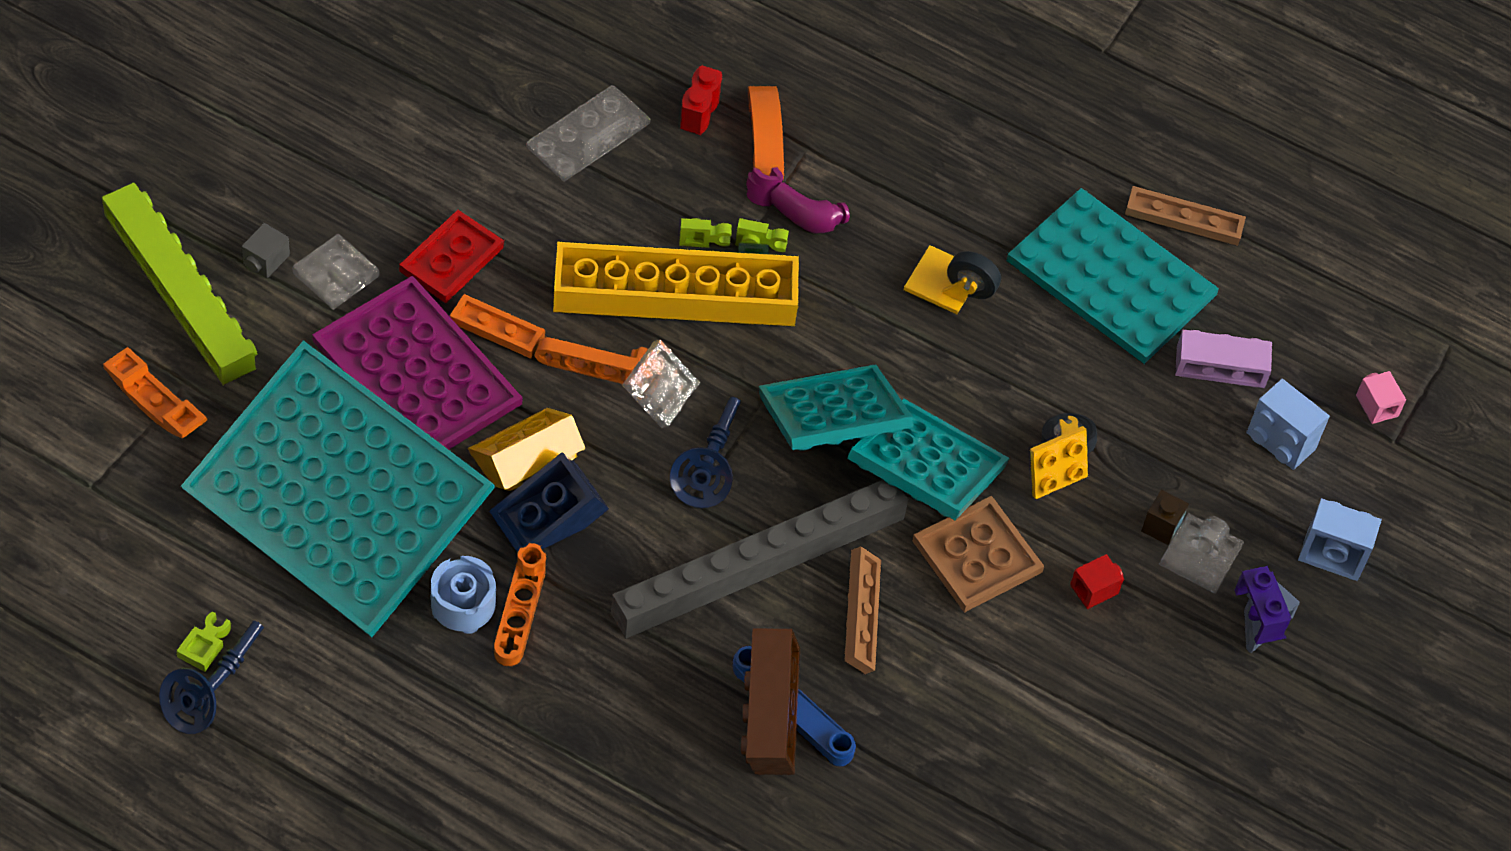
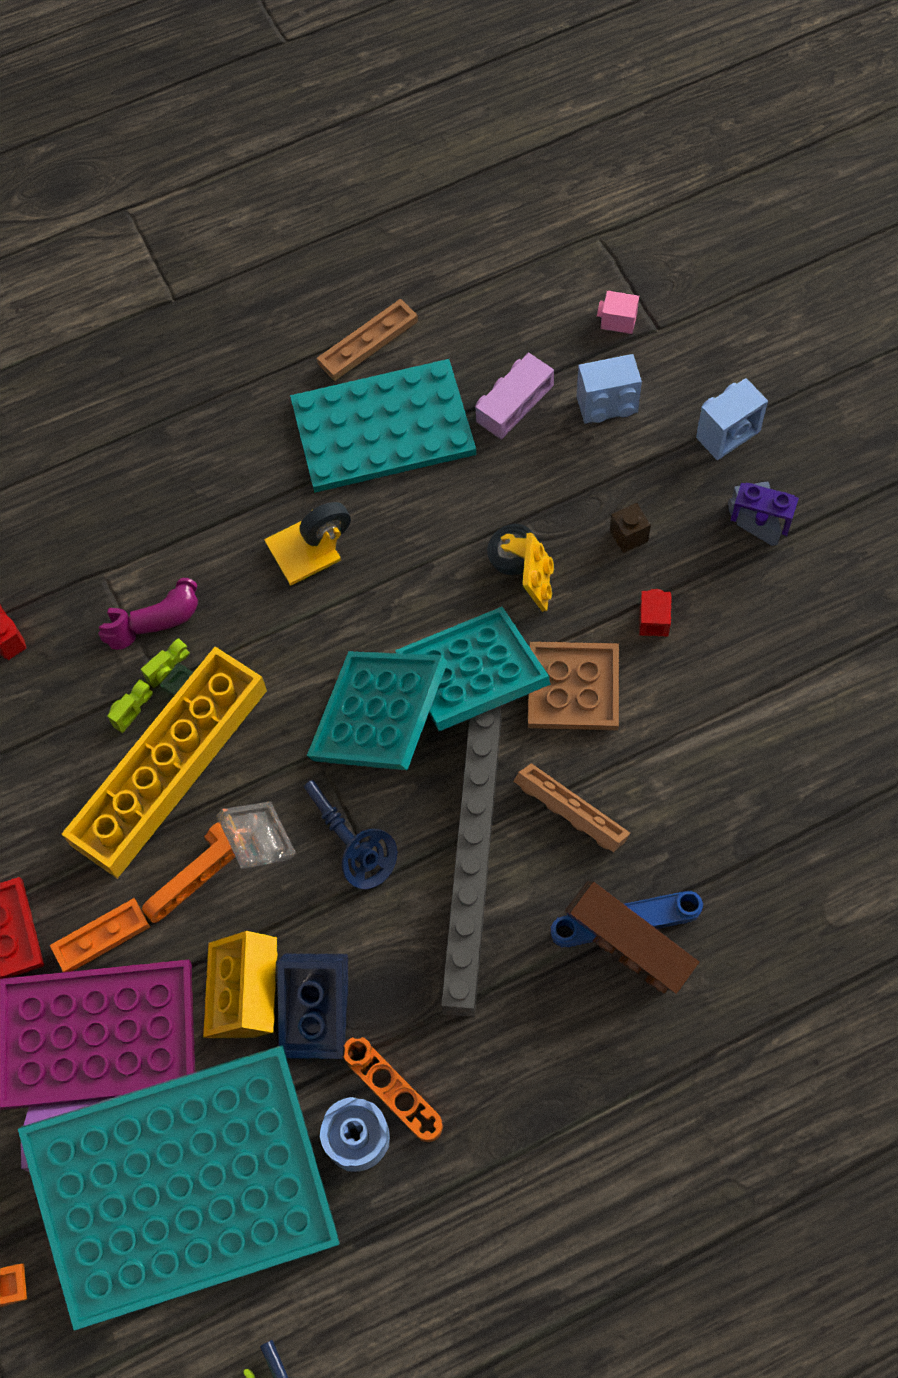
camera: 45 degrees left, 10 degrees up
(766, 128) = (63, 592): orange slope -> none
(1202, 551) = (676, 521): clear plate -> none

